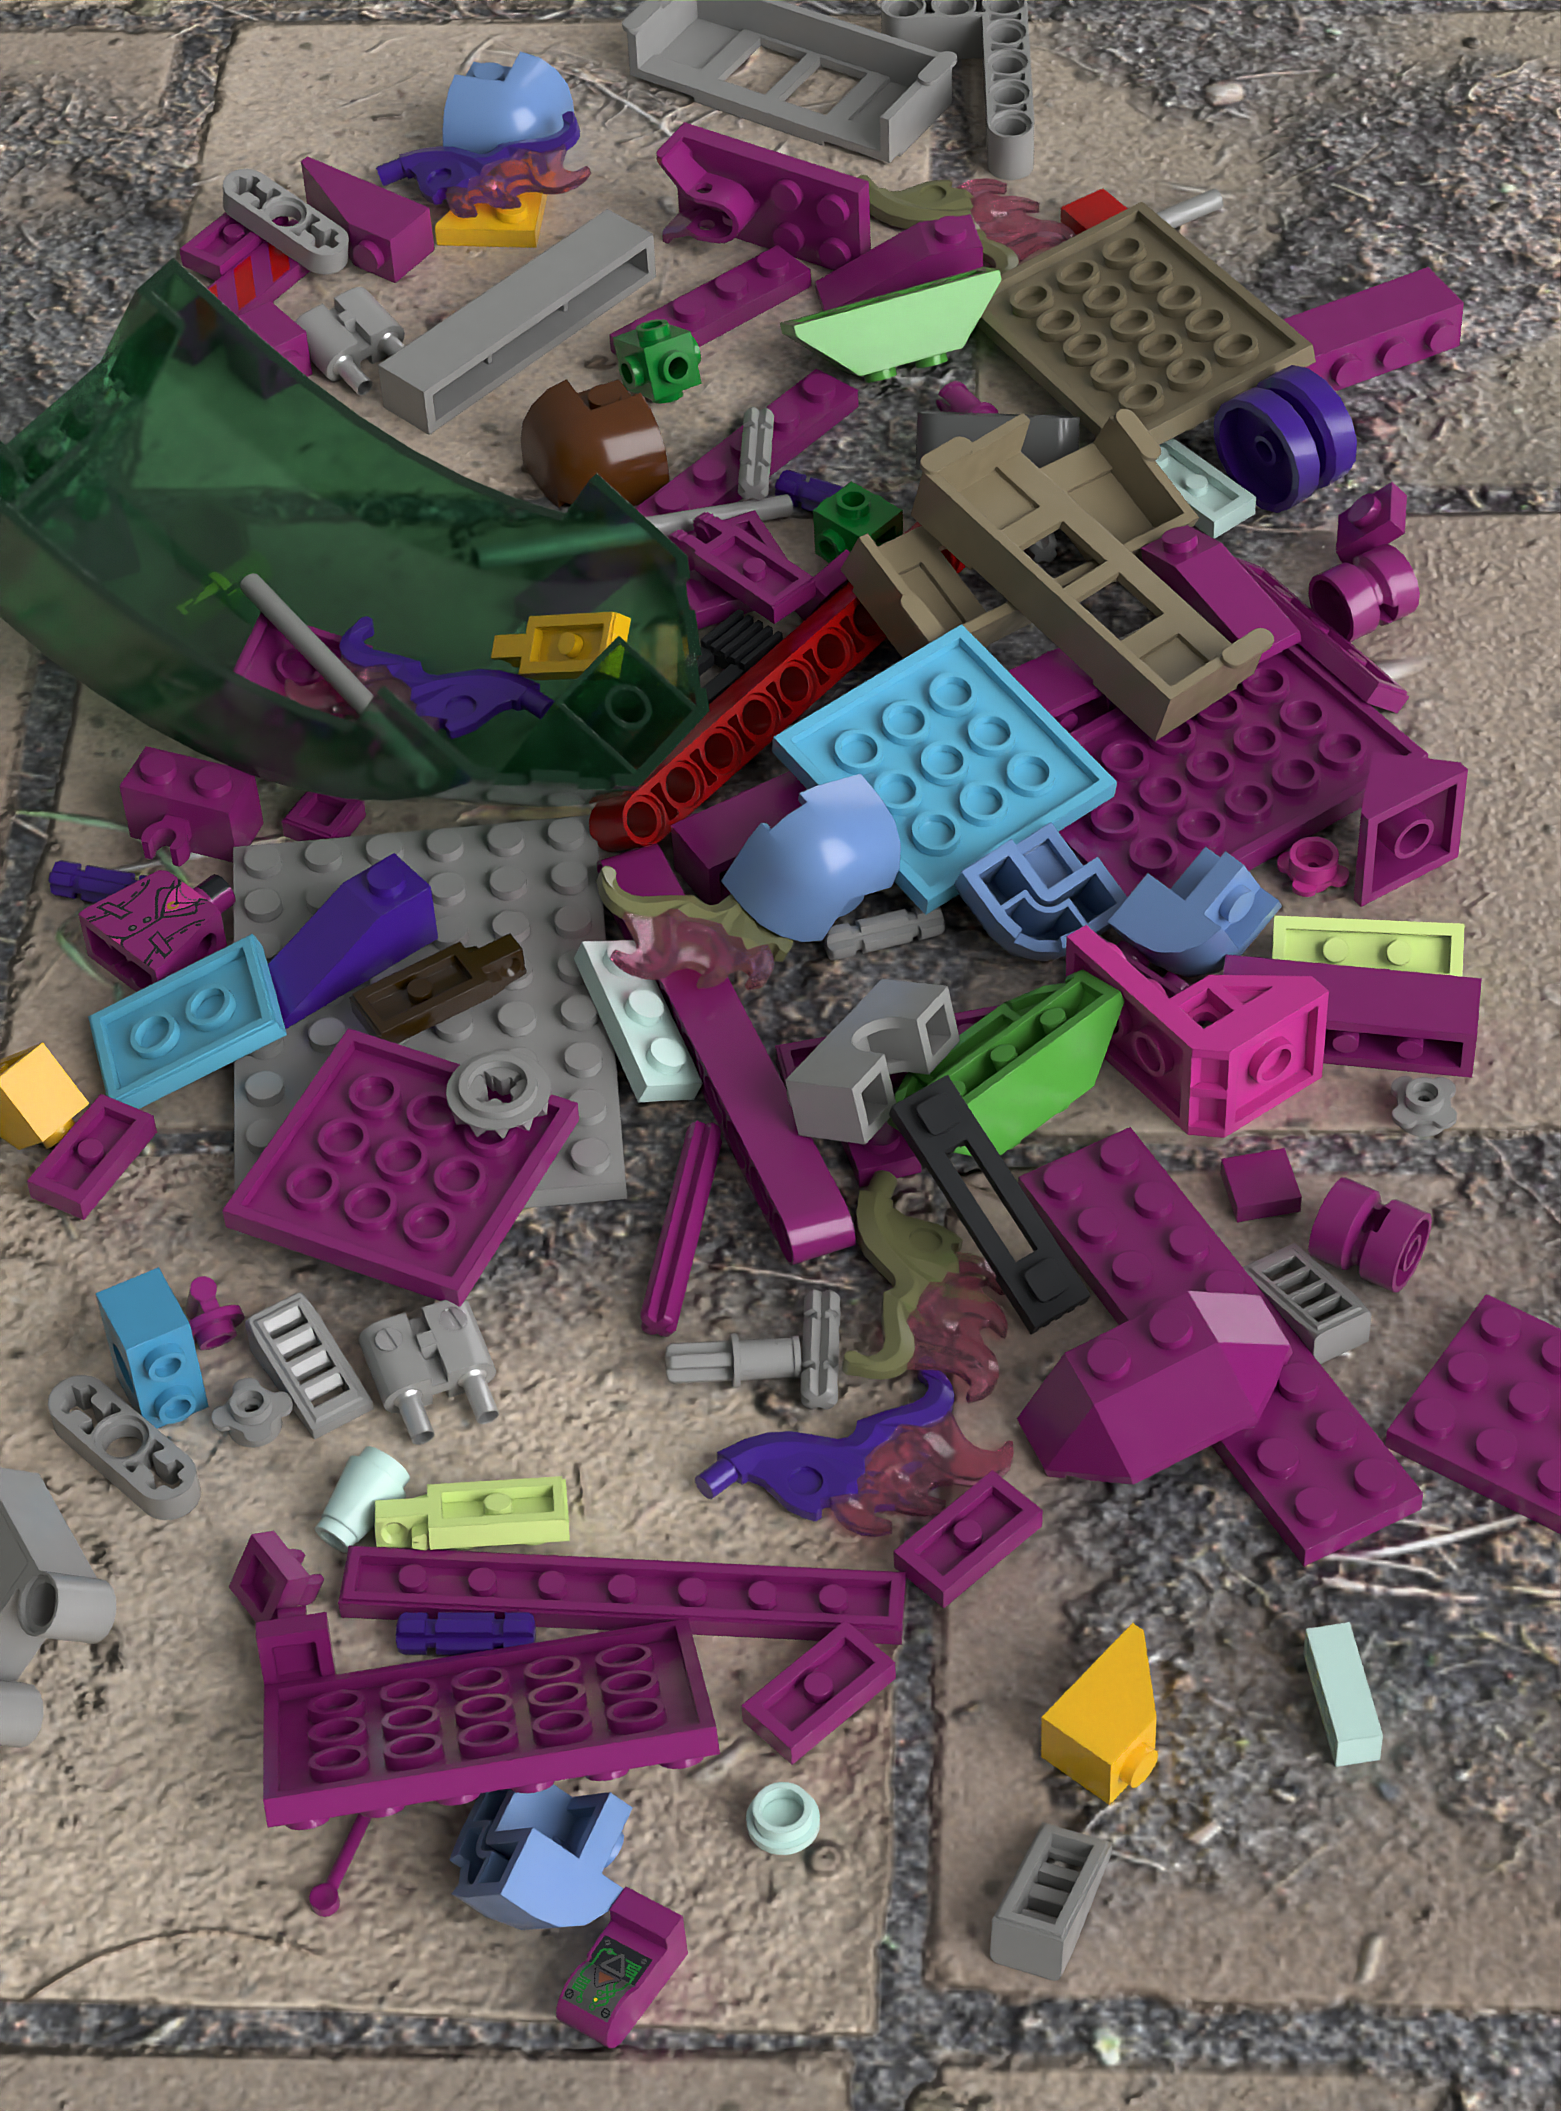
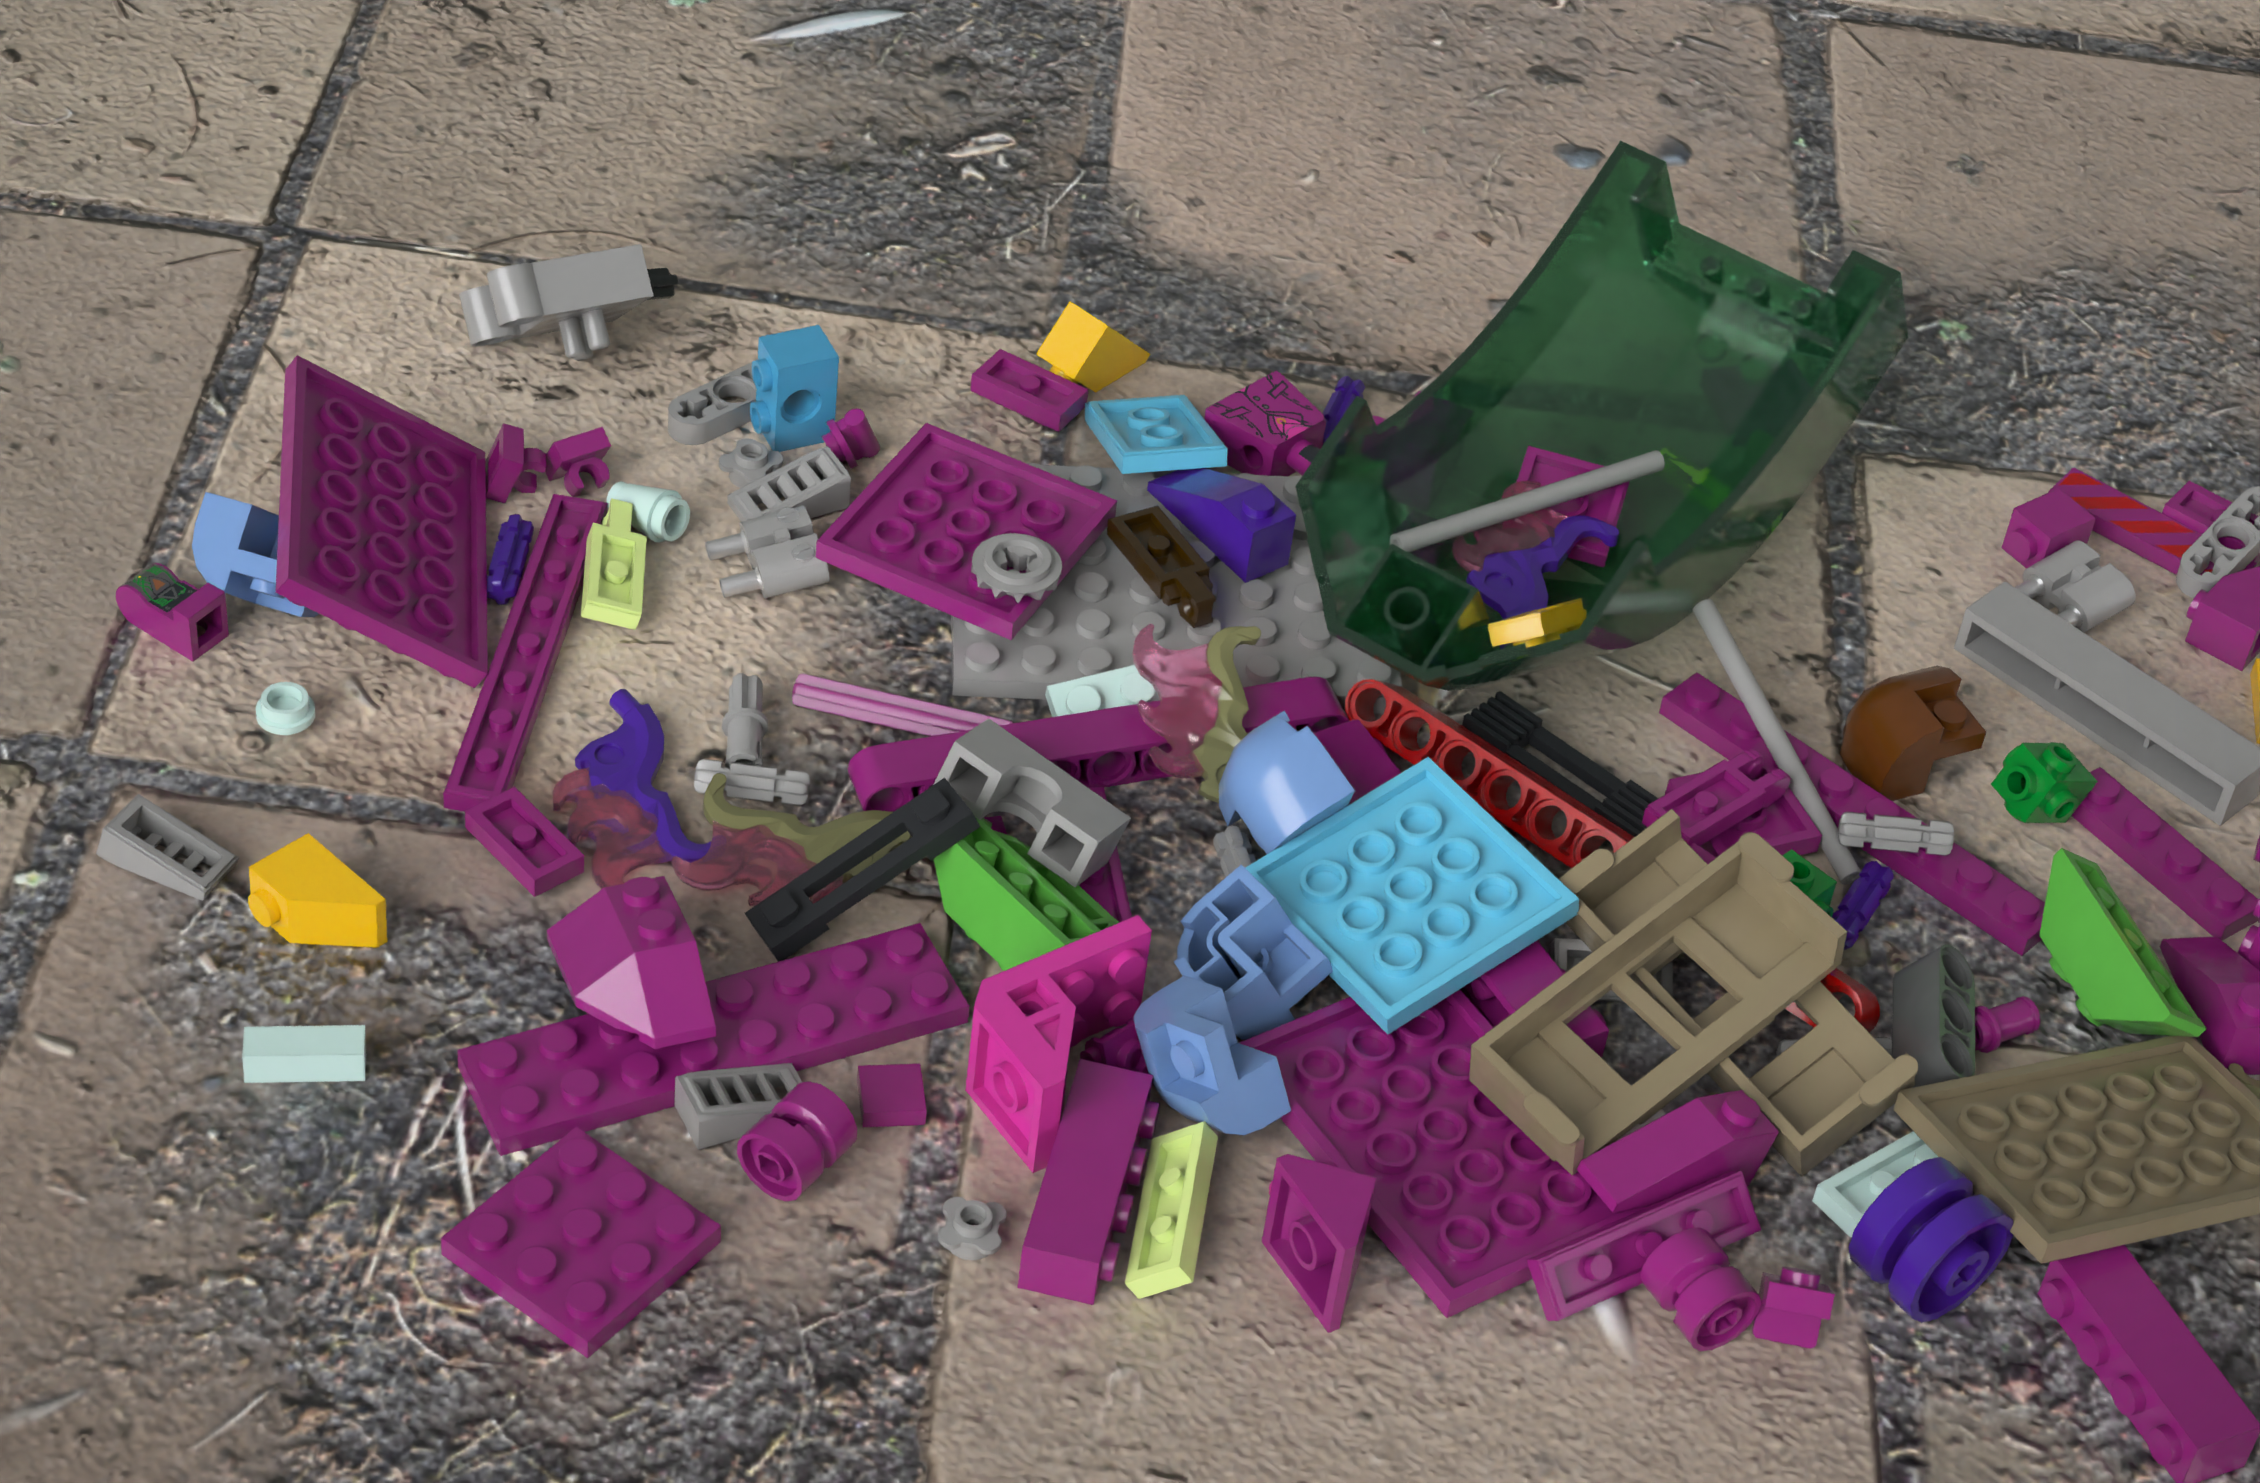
camera: 85 degrees right, 5 degrees down
(818, 1692) = (395, 738): magenta plate -> none

